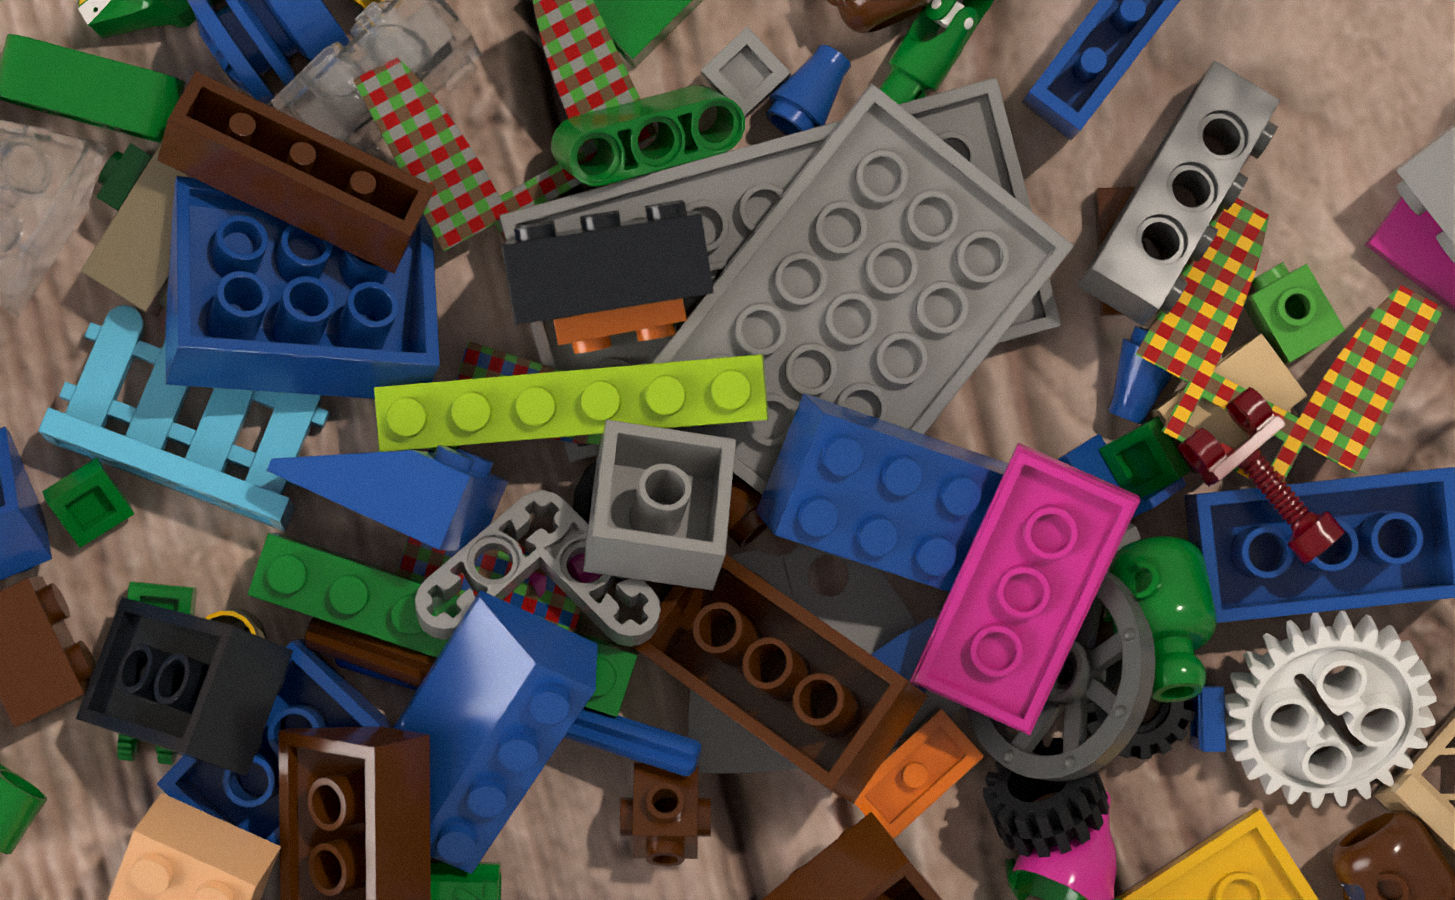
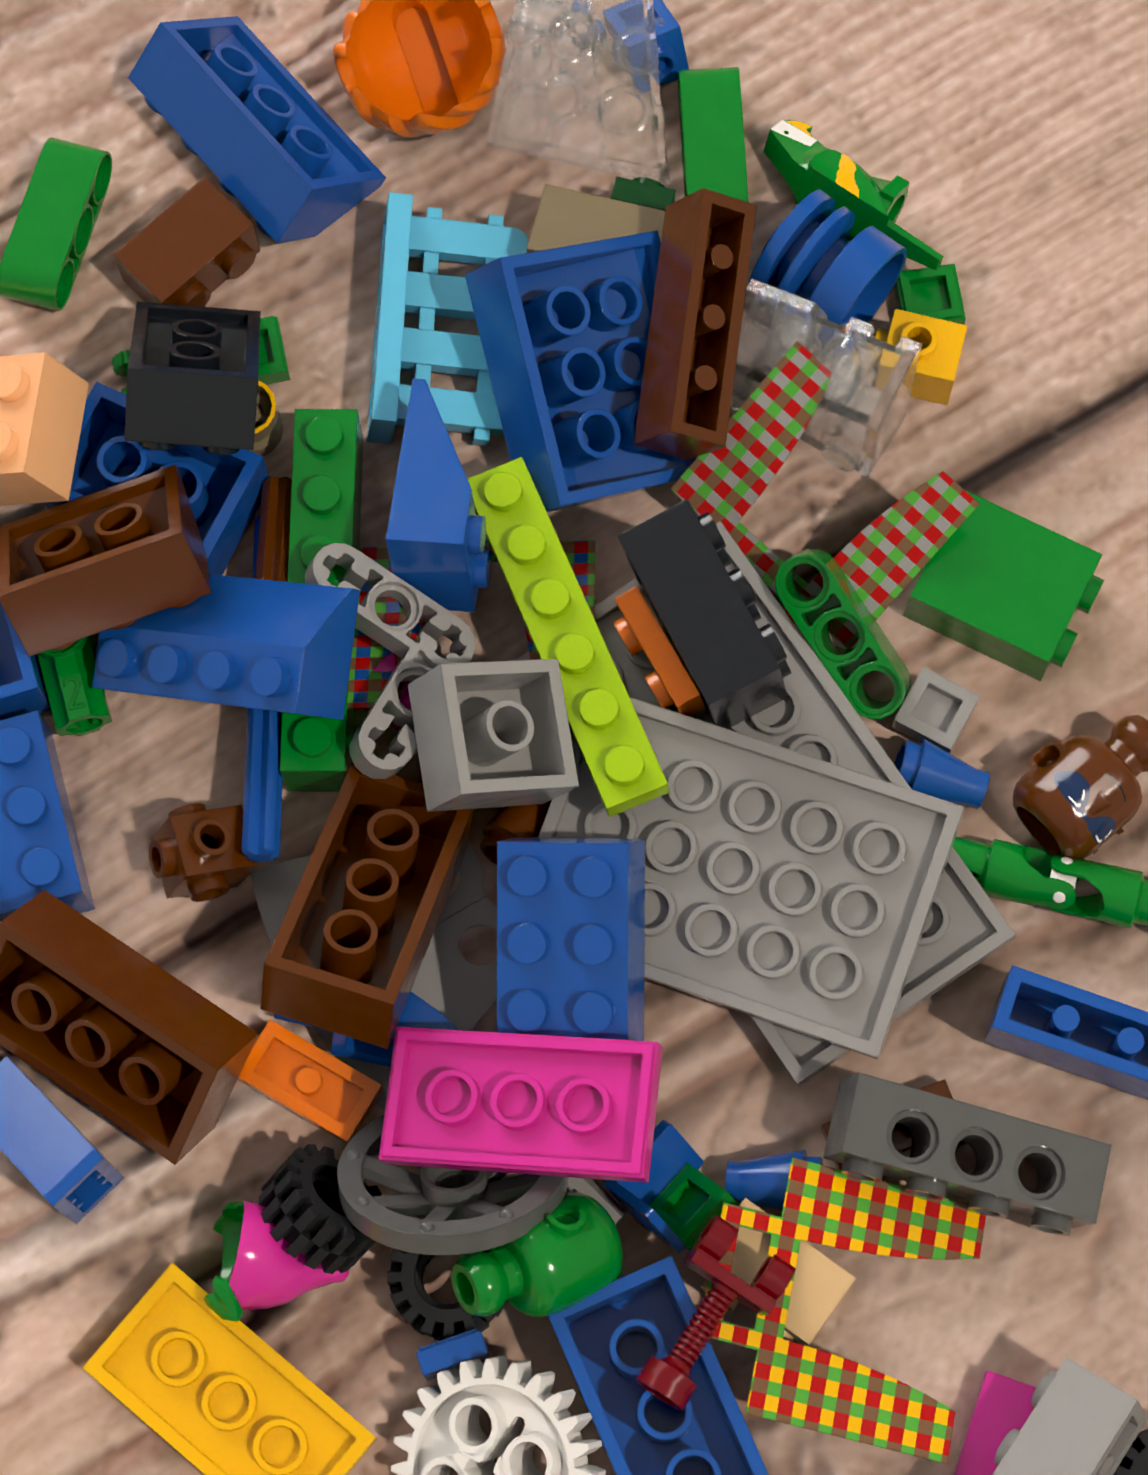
camera: 85 degrees right, 15 degrees down
(88, 502) = (338, 261): green plate -> none
(1291, 311) = (888, 1309): bright green brick -> none

